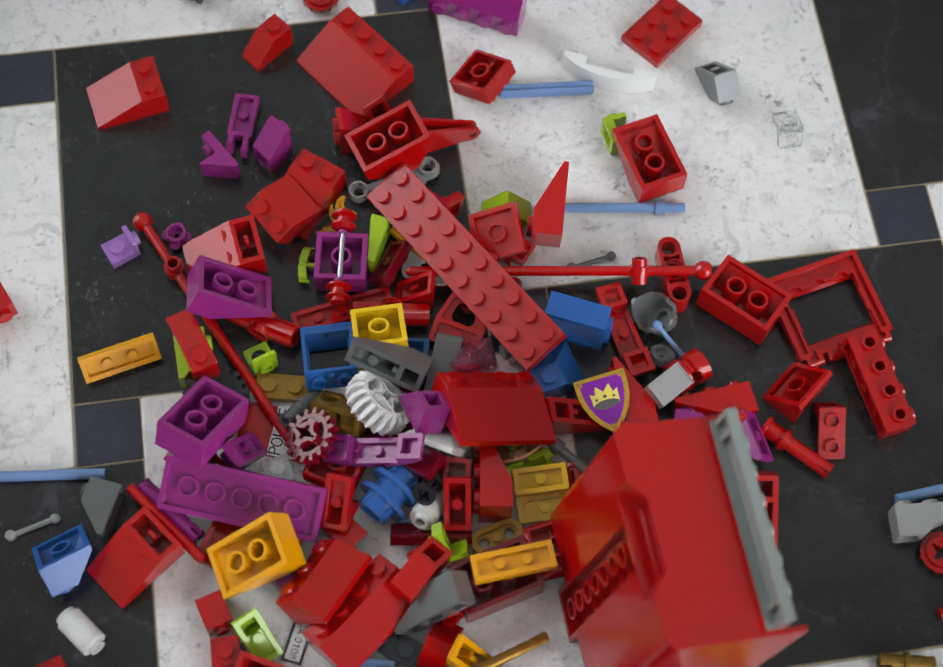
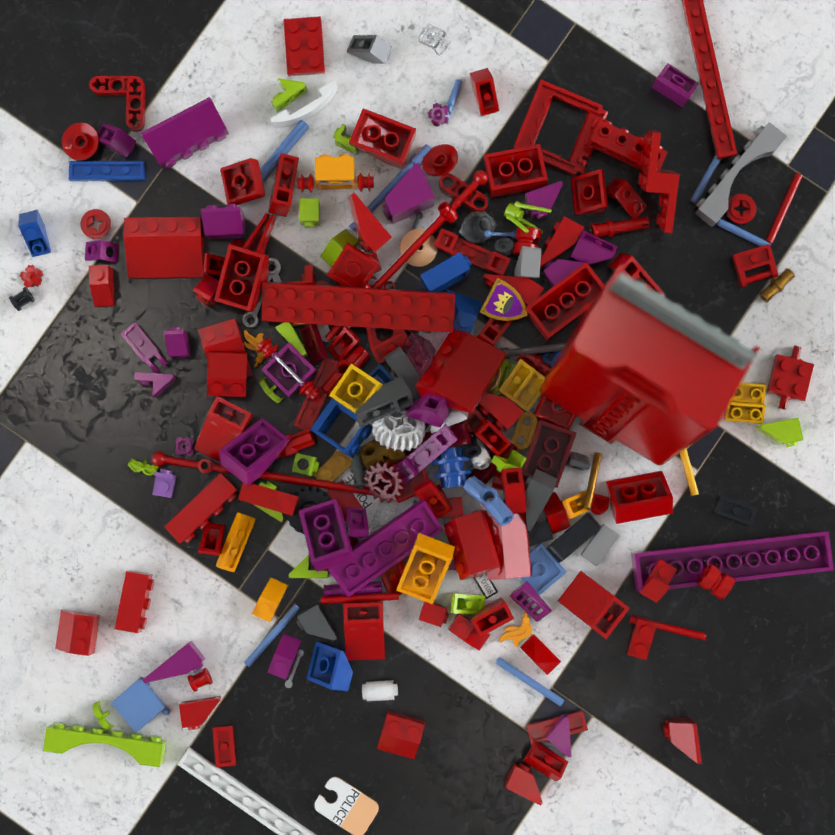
camera: 45 degrees left, 20 degrees up
(36, 503) = (284, 656): none -> magenta slope
(86, 439) = (270, 599): none -> light orange slope
(102, 333) = (212, 539): none -> red slope
(122, 218) = (144, 467): none -> lime piece
(125, 297) = (201, 508): none -> red brick
(128, 94) = (62, 397): slope -> none
(145, 445) = (303, 570): none -> lime slope
(296, 14) = (97, 251): none -> magenta bracket
(388, 552) = (495, 507): none -> medium blue piece
(428, 89) = (223, 222): none -> magenta slope
(513, 156) = (309, 212): none -> lime brick
(513, 562) = (552, 439): light orange plate -> none
(514, 113) = (283, 185): none -> red slope
(516, 619) = (578, 461): none -> dark grey slope
(571, 286) = (420, 257): none -> light nougat dish
(572, 141) = (335, 174): none -> light orange brick
(608, 52) = (293, 91): none -> lime slope
(616, 223) = (409, 196): none -> magenta slope
(682, 226) = (440, 160): none -> red dish
(704, 336) = (515, 214): none -> lime plant
(722, 190) = (438, 114): none -> magenta plant
(745, 351) = (543, 197): none -> magenta slope
(751, 191) = (453, 96): none -> medium blue wheel
(787, 211) = (484, 91): none -> red slope
(878, 432) = (659, 181): none -> red bracket
(905, 611) = (752, 259): none -> red plate
(920, 580) = (742, 233): none -> medium blue bar

